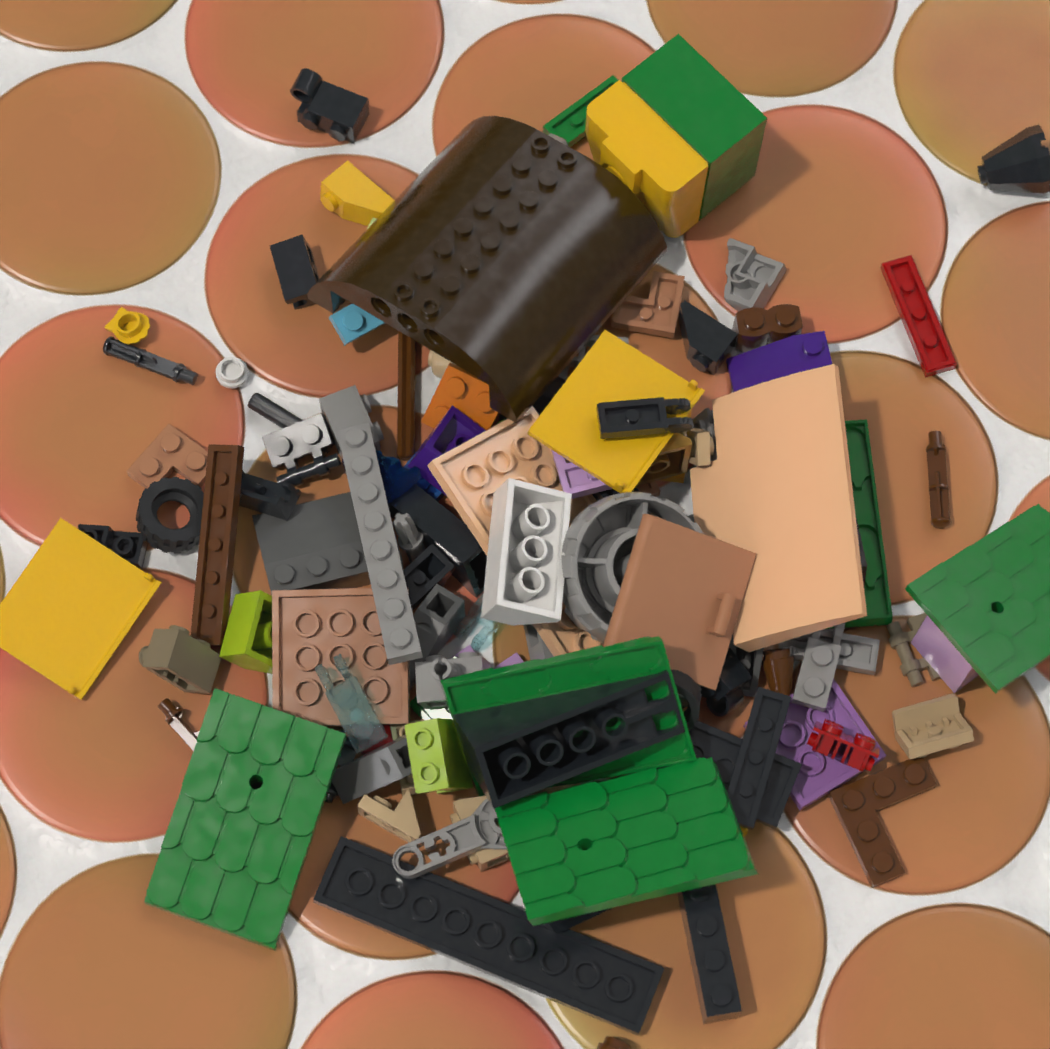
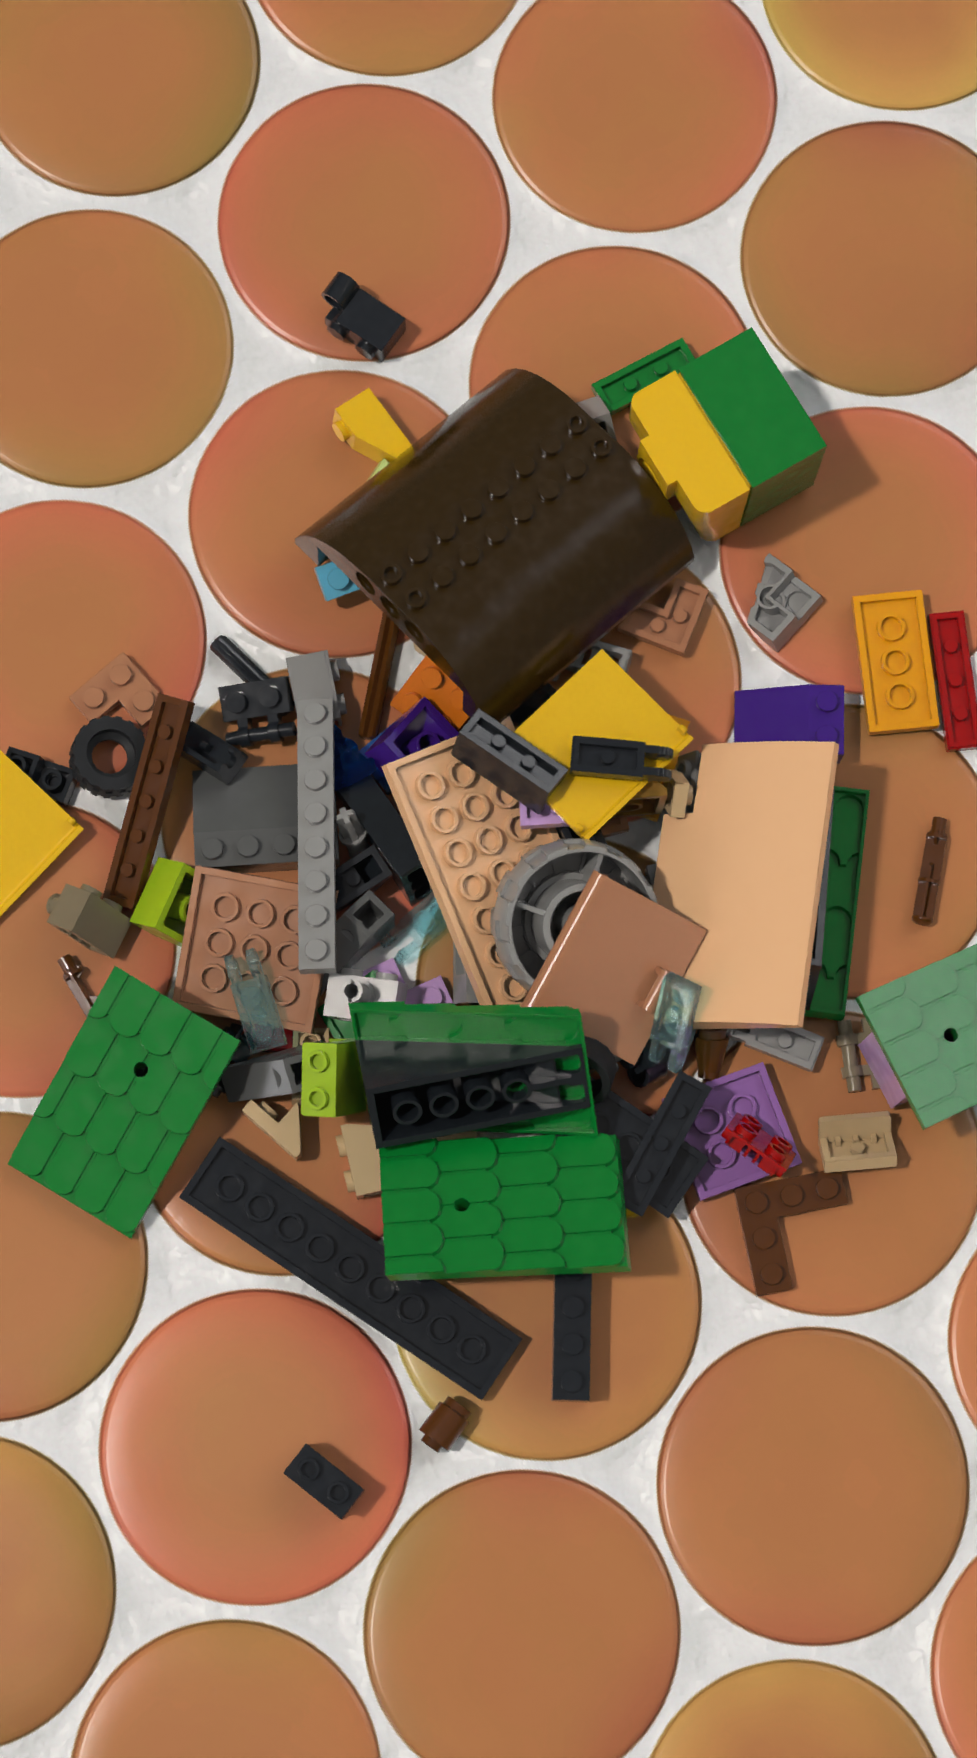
camera: 10 degrees right, 10 degrees up
(129, 326) = (100, 532): yellow animal -> none
(149, 361) = (114, 576): black piece -> none
(231, 372) = (200, 606): white plate -> none
(295, 270) = (289, 503): black hinge -> none
(464, 837) = (343, 1166): light grey beam -> none
(525, 554) = (464, 886): white slope -> none
(542, 439) = (508, 761): none -> black panel
(704, 338) = (715, 666): black slope -> none
(745, 638) = (674, 1020): none -> clear light blue hinge
(762, 326) = (776, 666): reddish brown brick -> none
(818, 670) = (749, 1062): light grey hinge -> none
(862, 308) = (895, 662): none -> light orange plate

